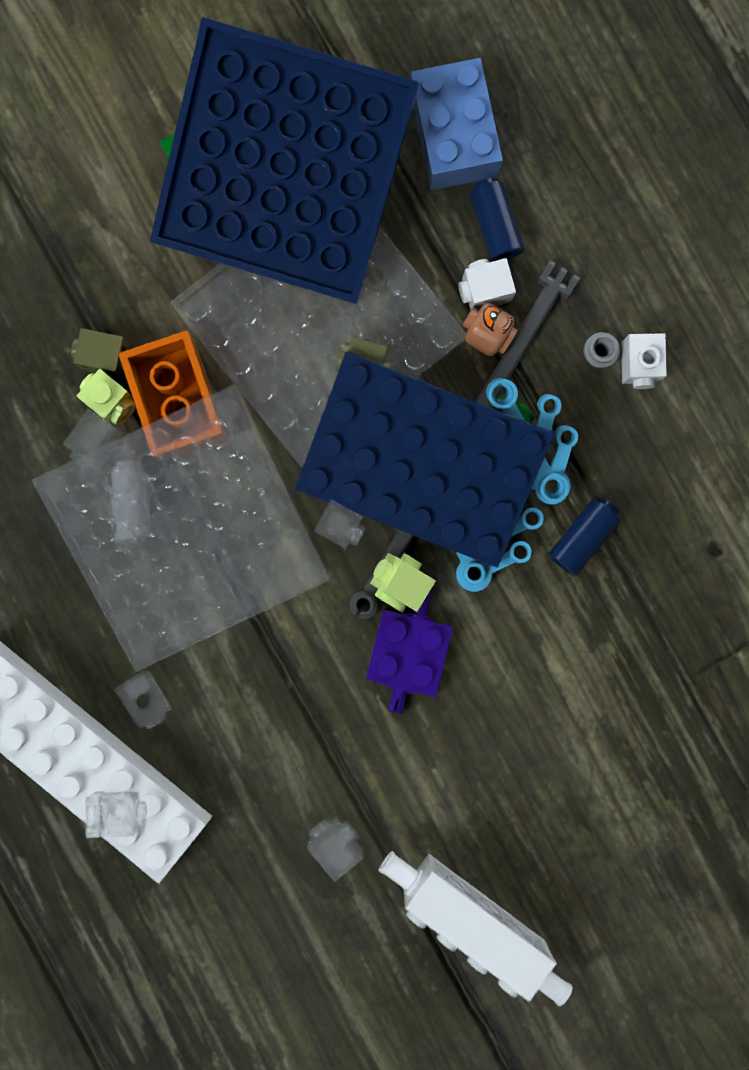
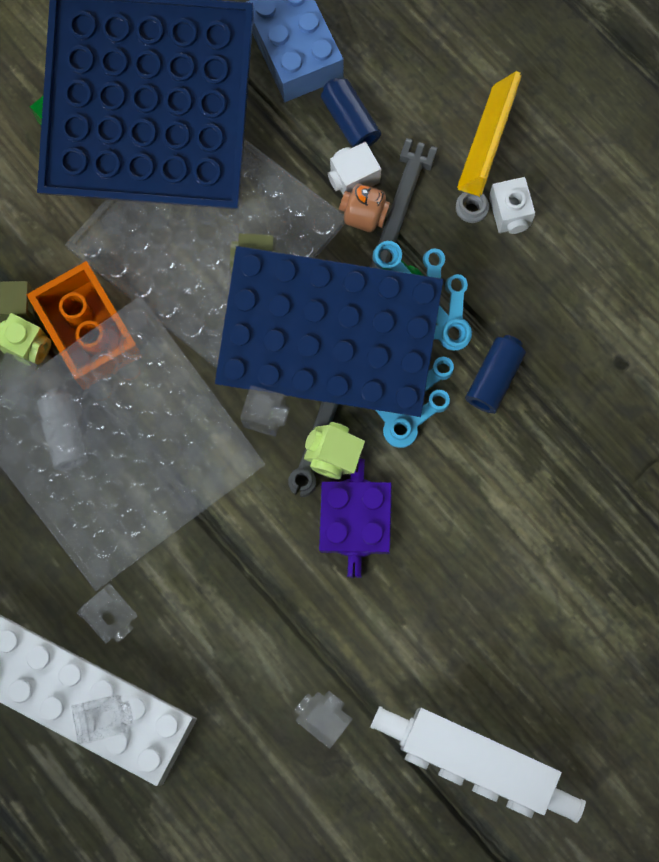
camera: 10 degrees left, 10 degrees down
(638, 276) = (489, 135): none -> yellow slope

